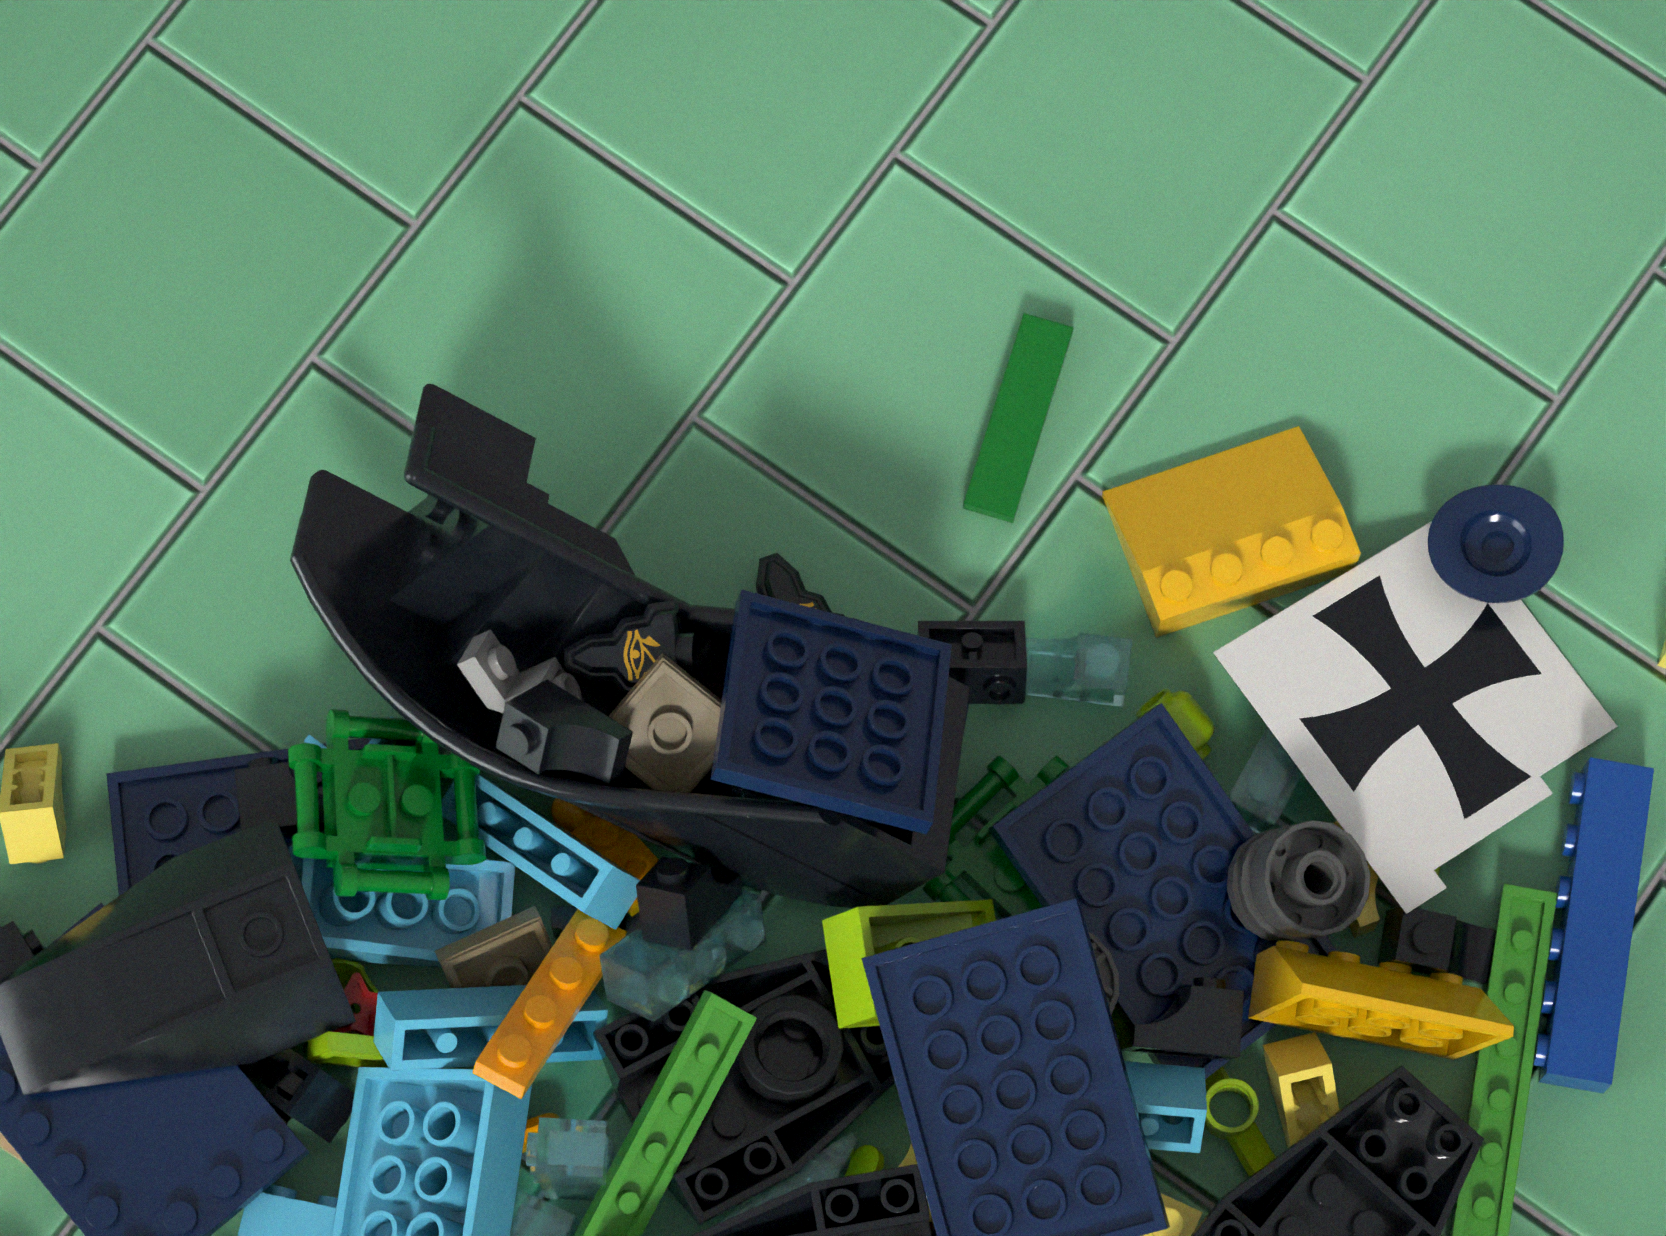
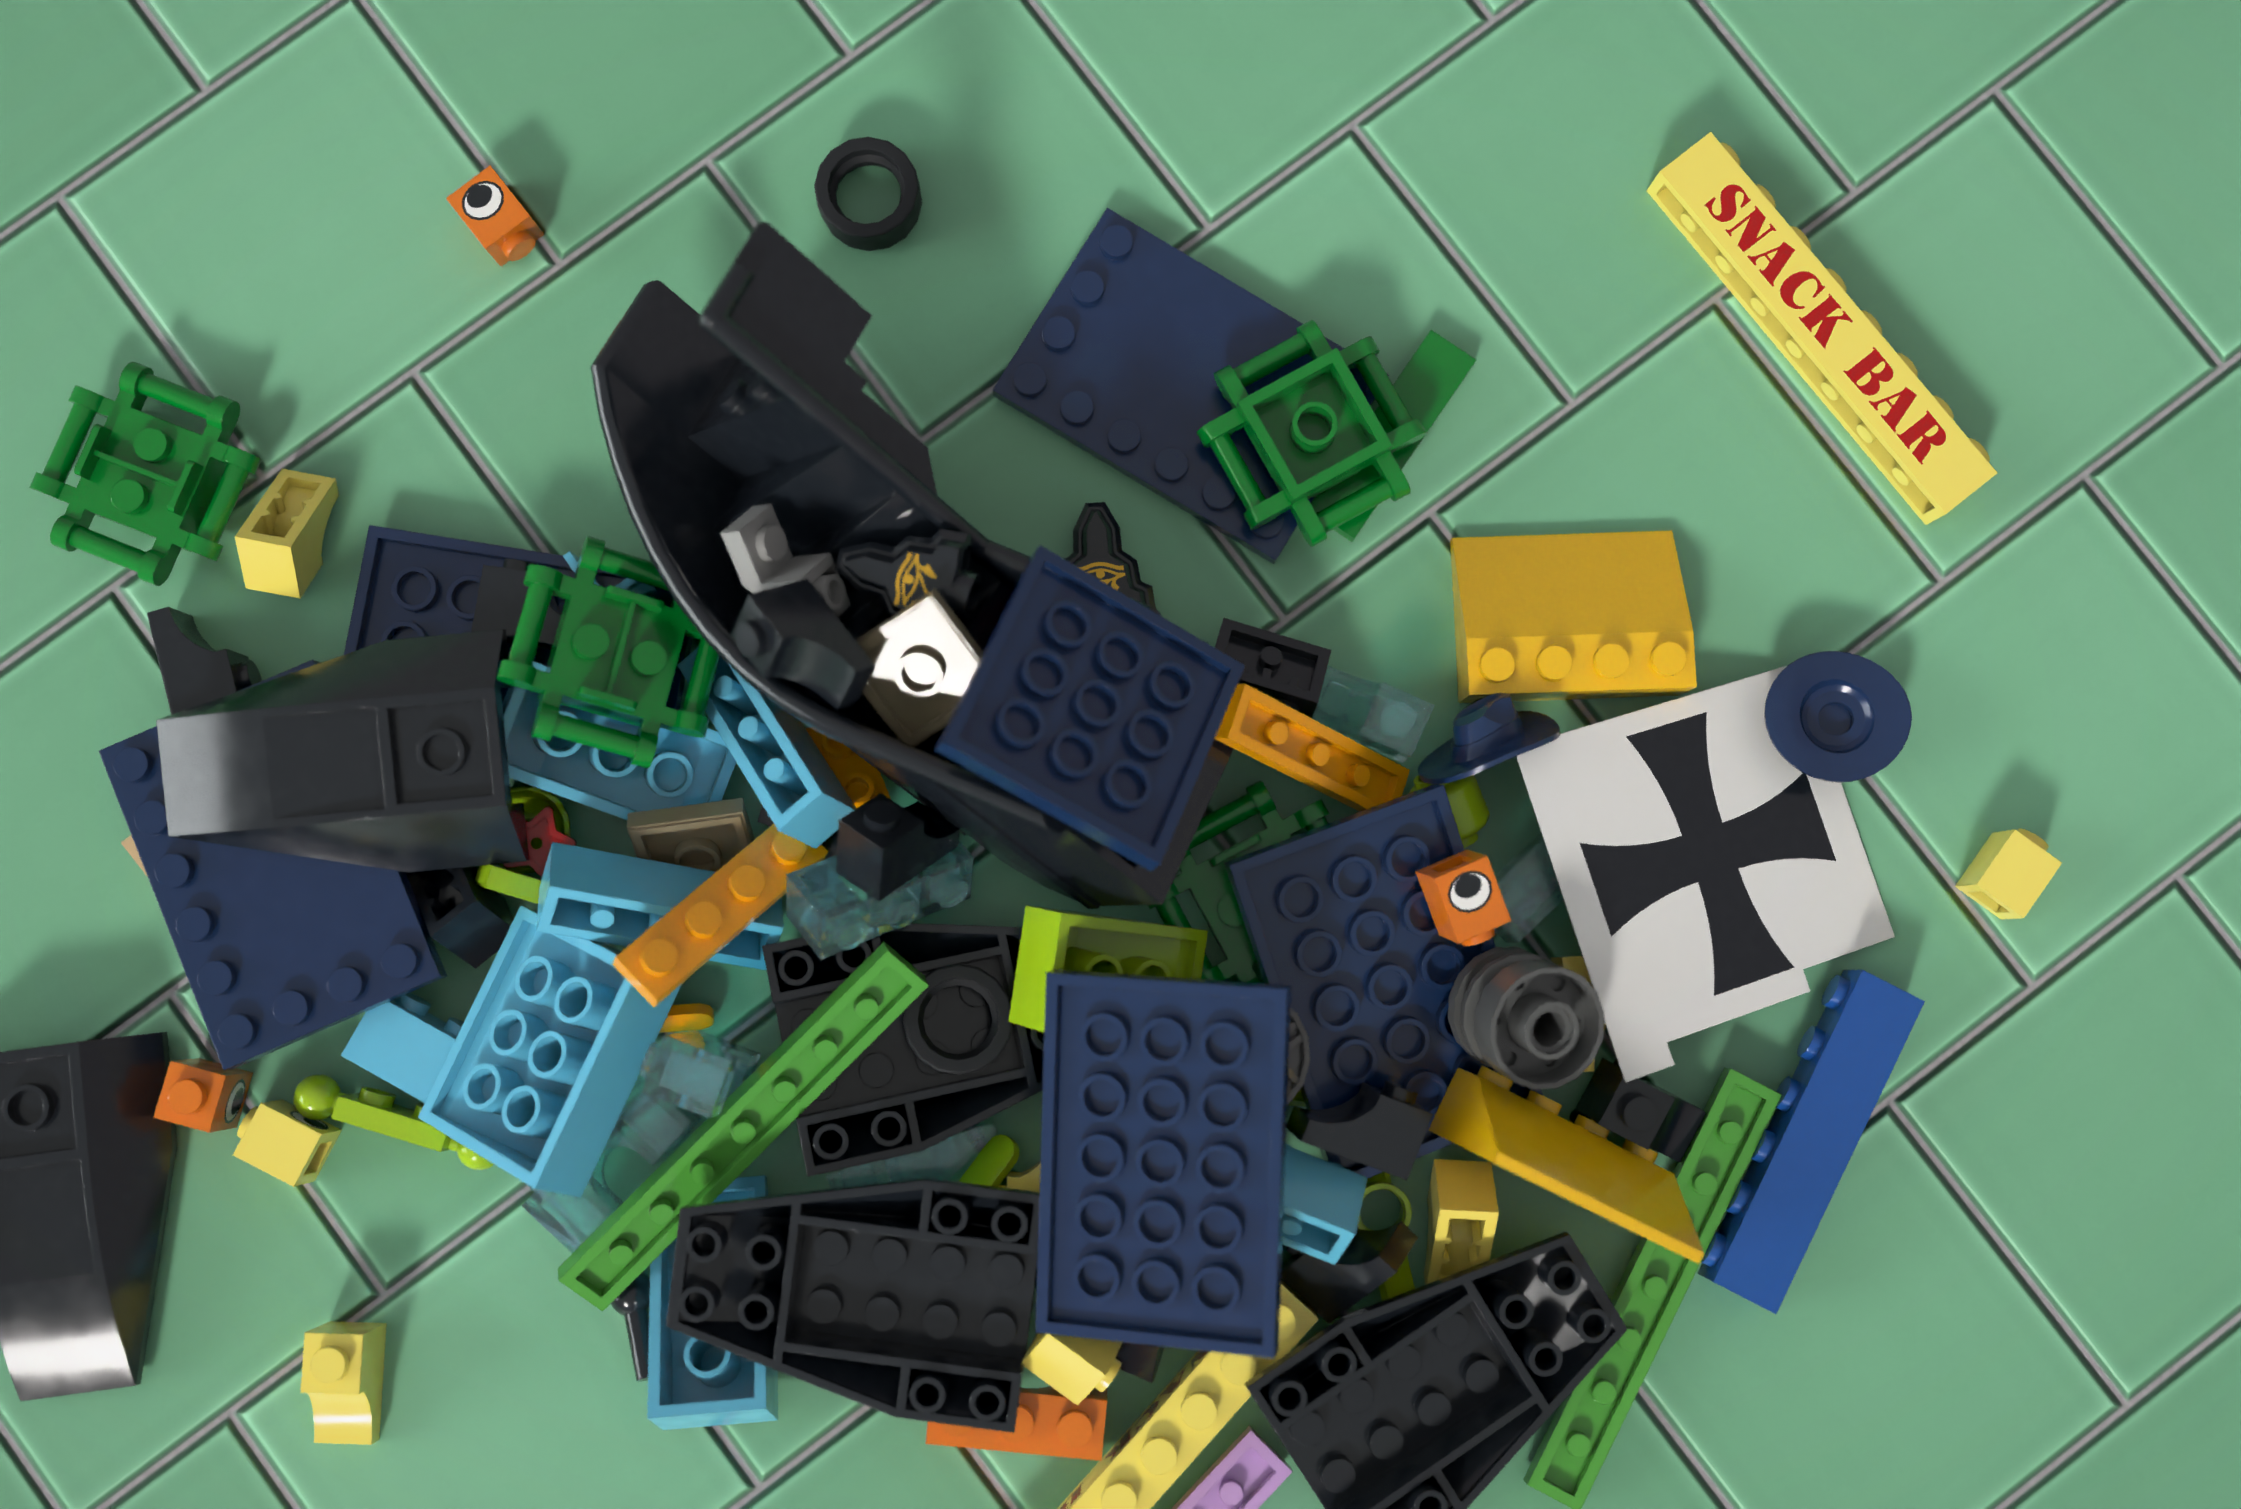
camera: 15 degrees right, 10 degrees up
(137, 464) = (495, 217): none -> orange brick
(467, 305) = (863, 153): none -> black tyre
(821, 427) = (1130, 367): none -> dark blue plate
(945, 432) = (1312, 431): none -> green brick
(1031, 710) = (1309, 751): none -> light orange plate
(1184, 650) = (1484, 736): none -> dark blue hat
(1208, 1175) = (1363, 1266): none -> black arch
(1210, 794) = (1464, 897): none -> orange brick
(1373, 209) = (1821, 329): none -> light yellow brick

